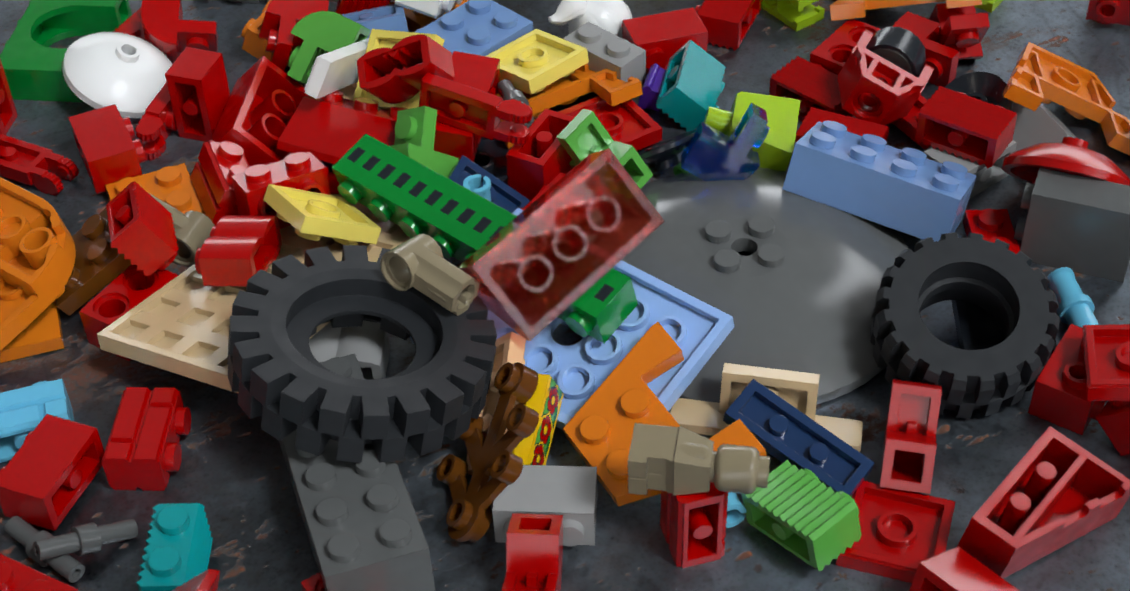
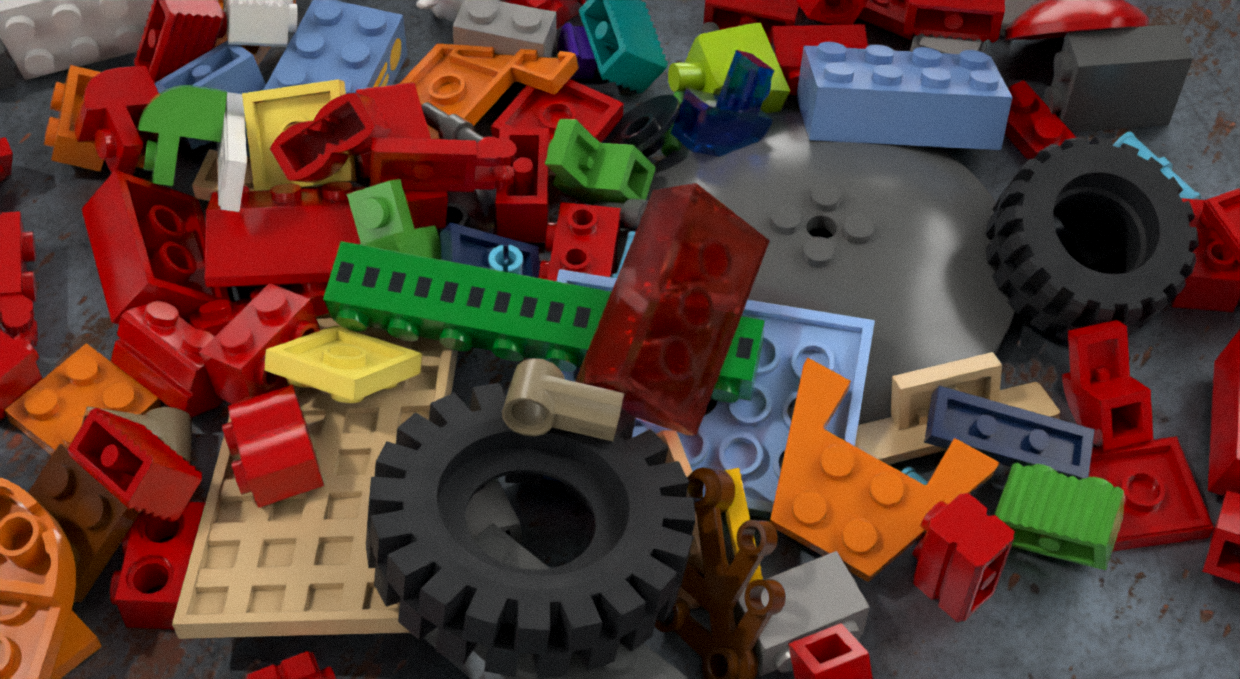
camera: 30 degrees left, 10 degrees up
(197, 92) = (56, 246): red brick -> none
(538, 60) = (441, 63): light yellow plate -> none
(687, 464) = (973, 520): dark tan piece -> none

